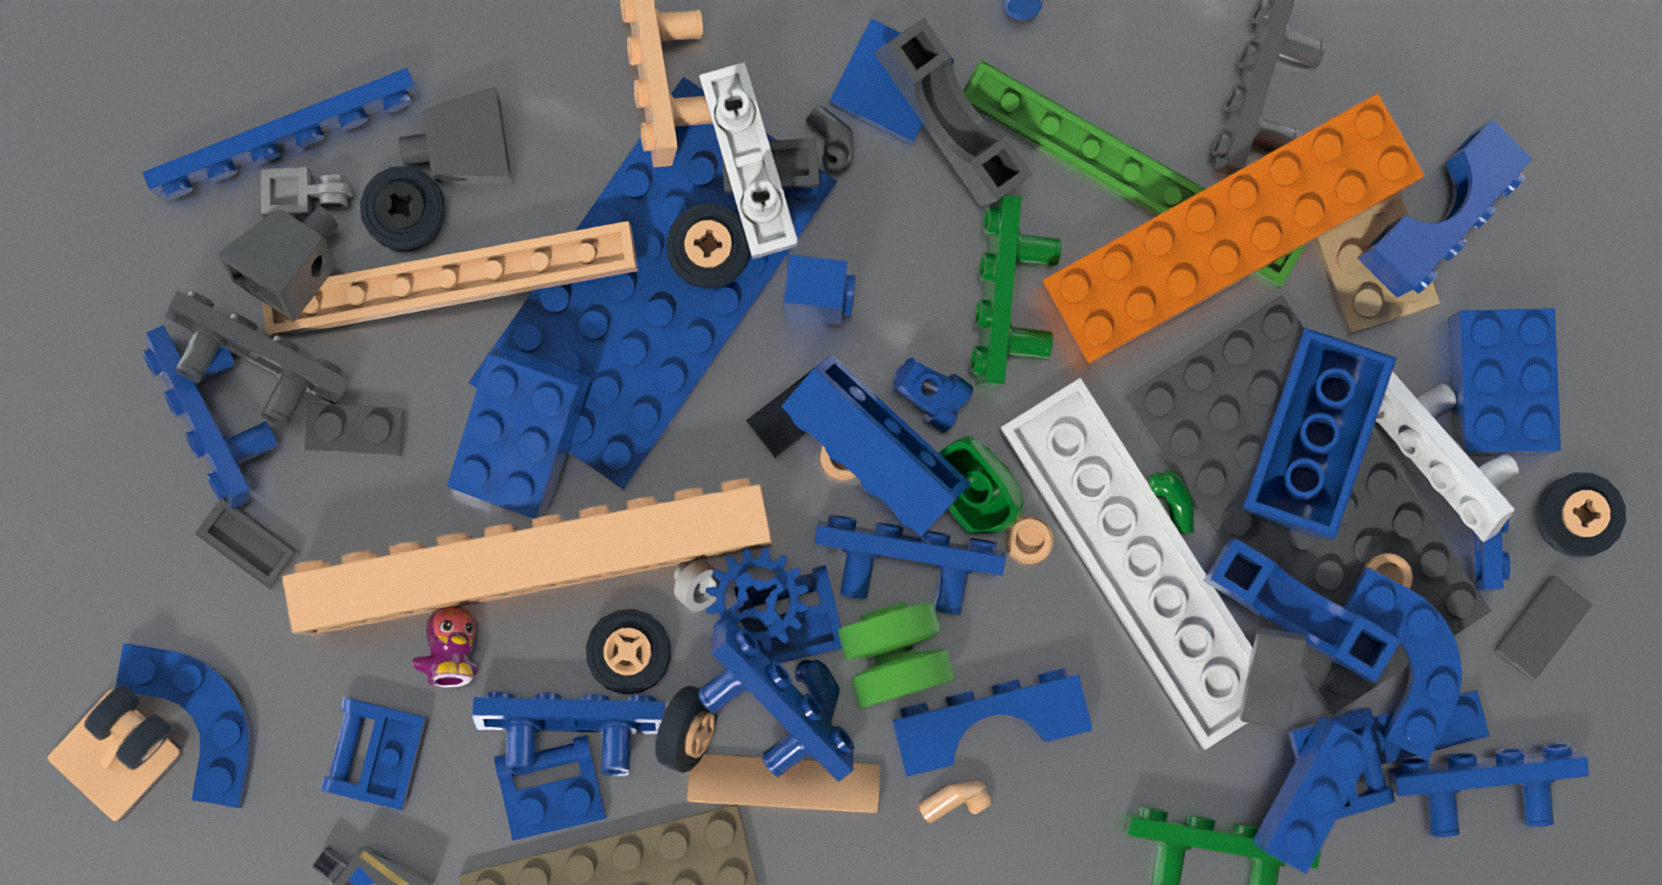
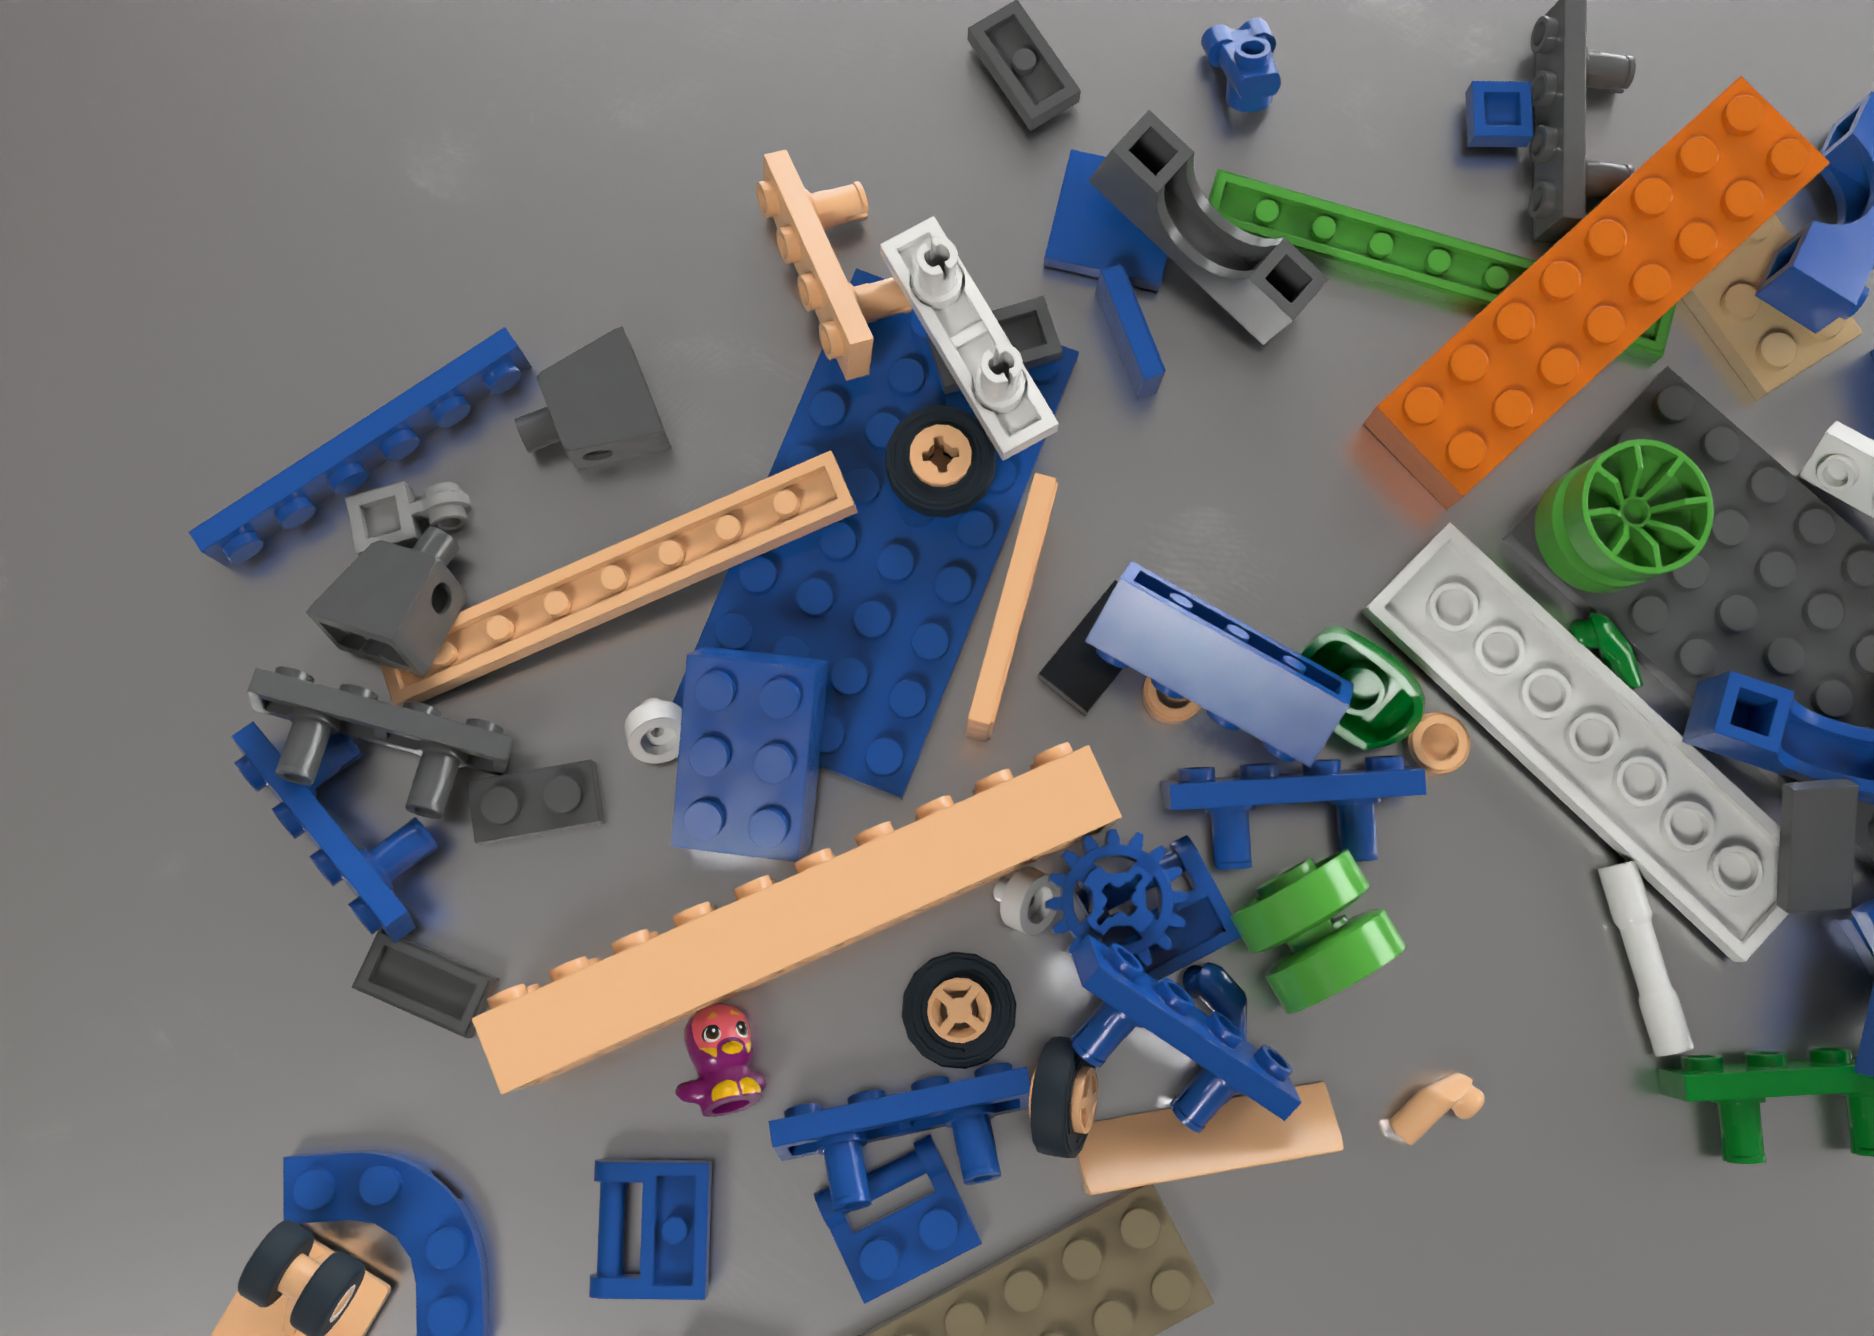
camera: 10 degrees left, 5 degrees down
(413, 221) = (553, 524): black wheel -> none
(453, 397) = (654, 731): none -> white tile
(733, 370) = (1011, 608): none -> light nougat tile
(818, 291) = (1100, 478): blue brick -> none
(837, 138) = (1064, 301): dark grey arm -> none
(879, 174) = (1130, 331): none -> blue tile
(939, 395) = (1265, 582): blue plate -> none
(994, 310) = (1319, 457): green plate -> none
(1051, 708) = (1388, 1030): blue arch -> none
(1138, 762) = (1657, 997): none -> white piece
(1197, 407) = (1624, 517): none -> bright green wheel
(1210, 65) = (1499, 114): none -> blue plate
(1319, 435) = (1790, 520): blue brick -> none

